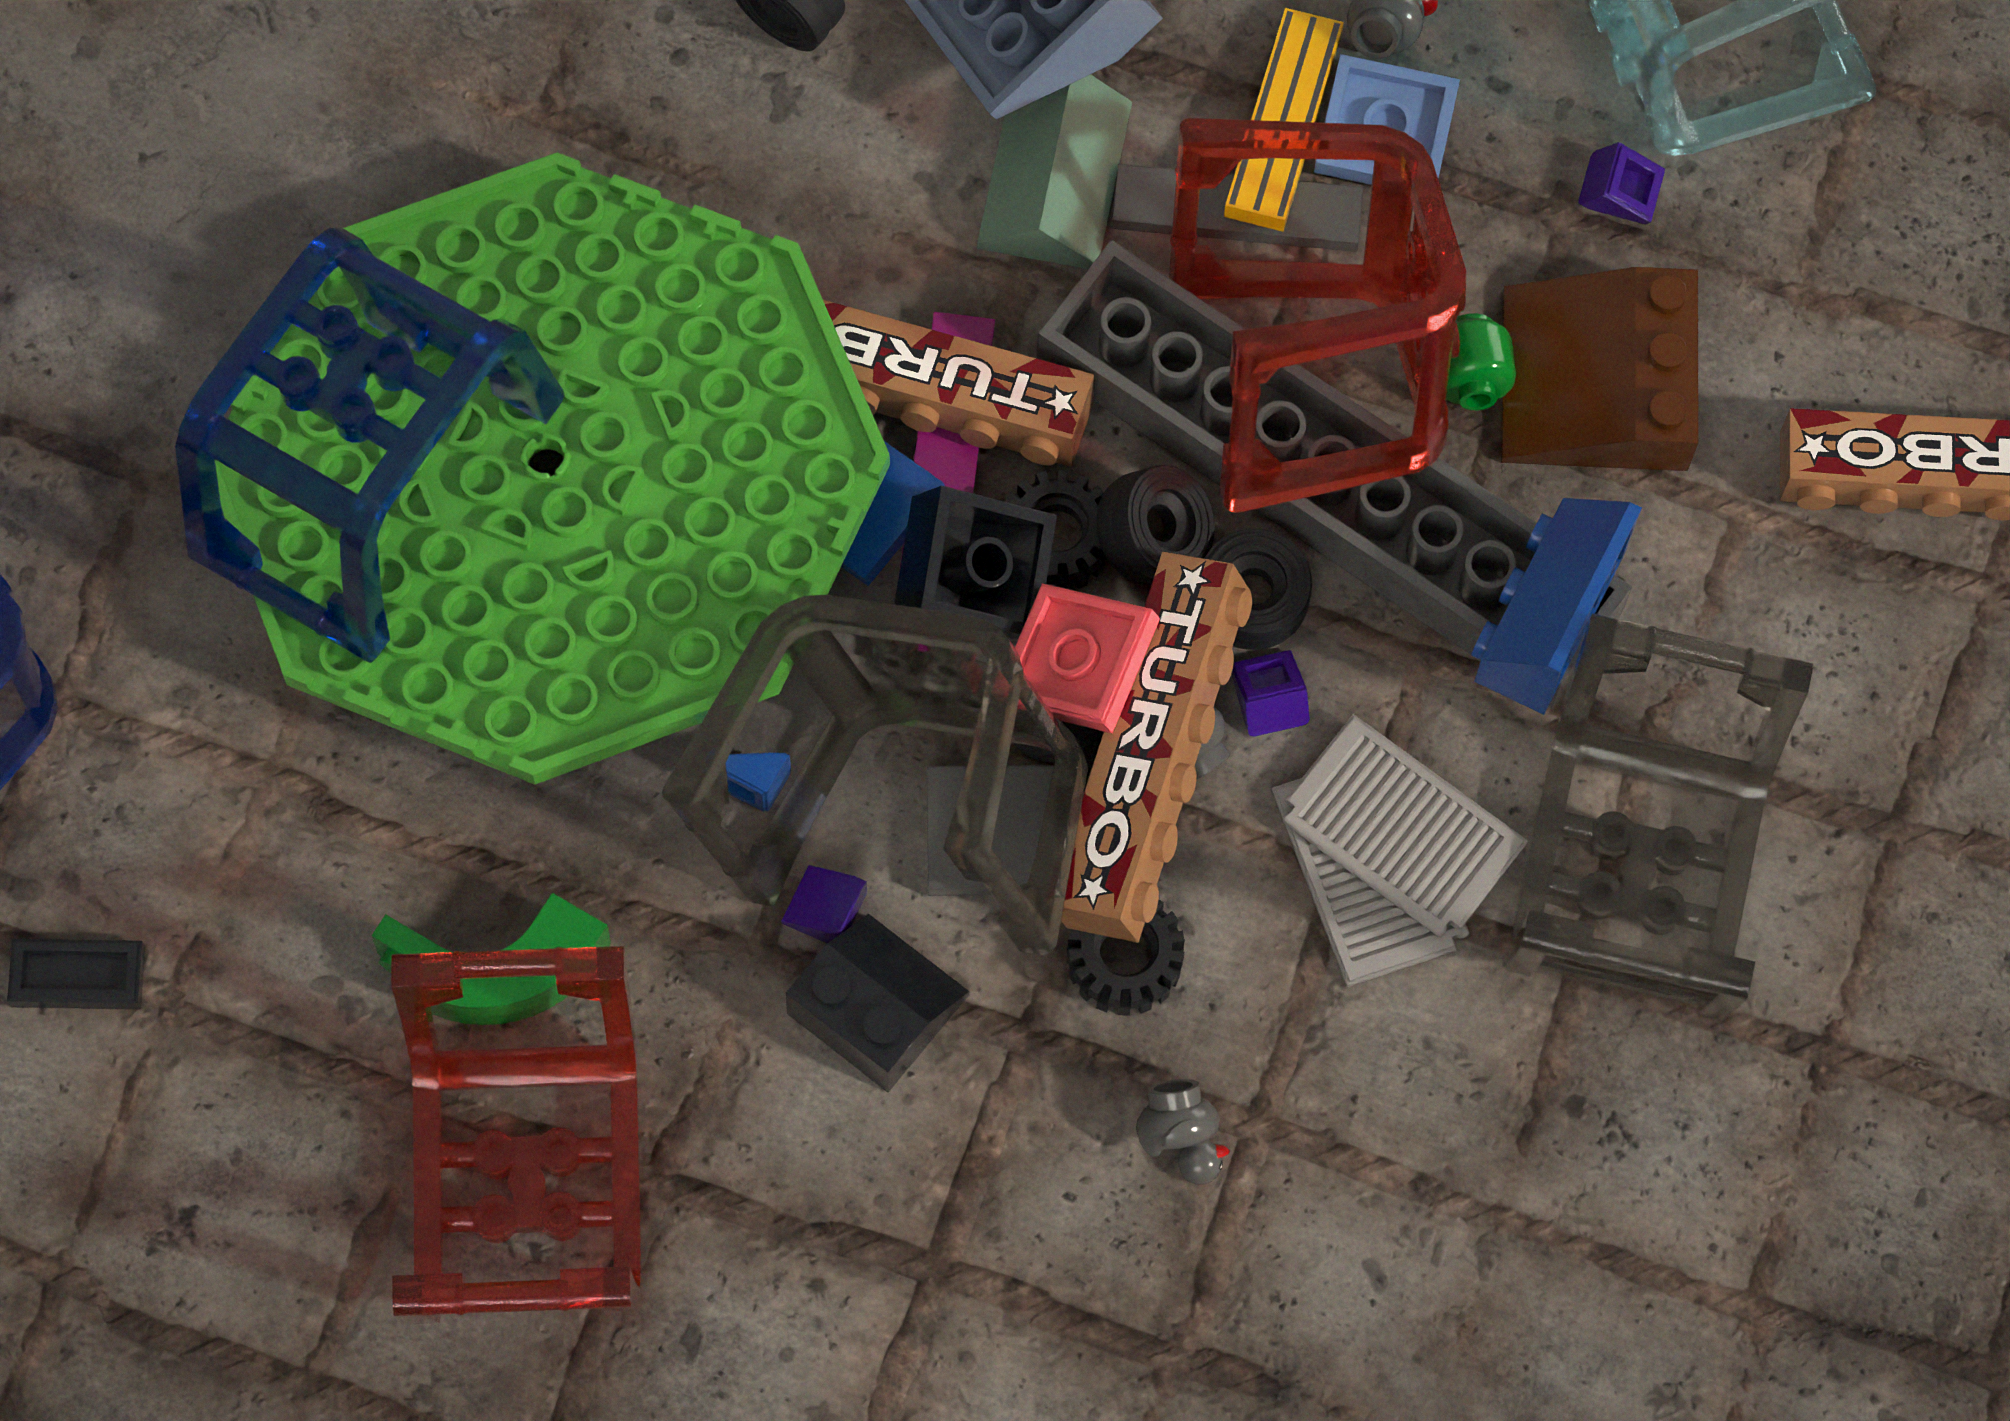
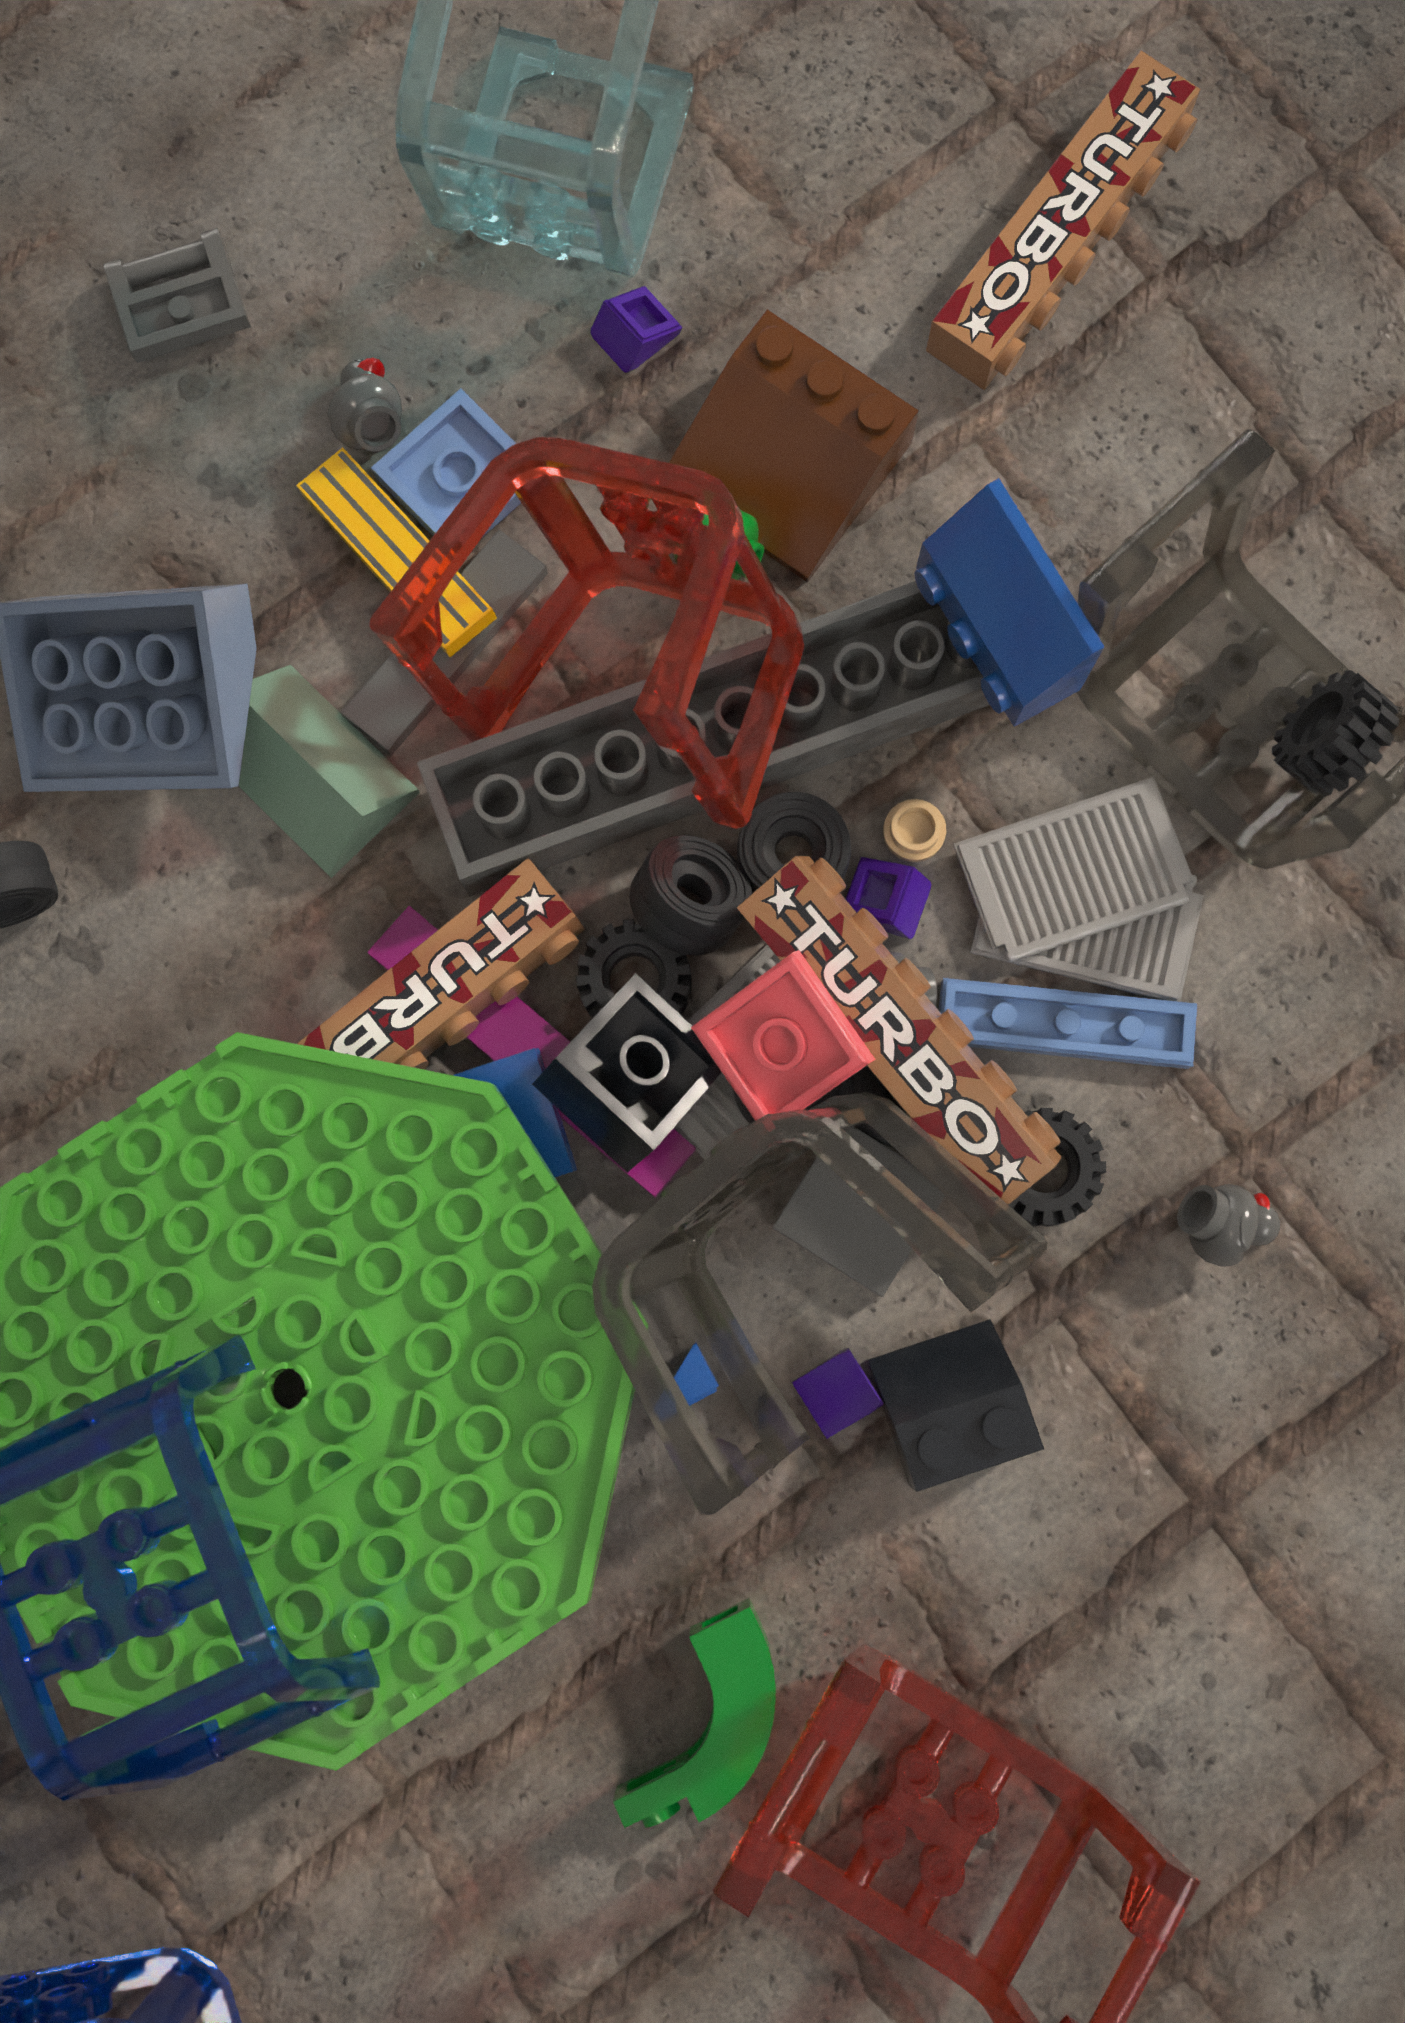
camera: 50 degrees left, 10 degrees up
(1264, 903) = (1073, 1023): none -> medium blue tile
(1342, 677) = (914, 830): none -> tan plate
(1656, 930) = (1335, 733): none -> black tyre

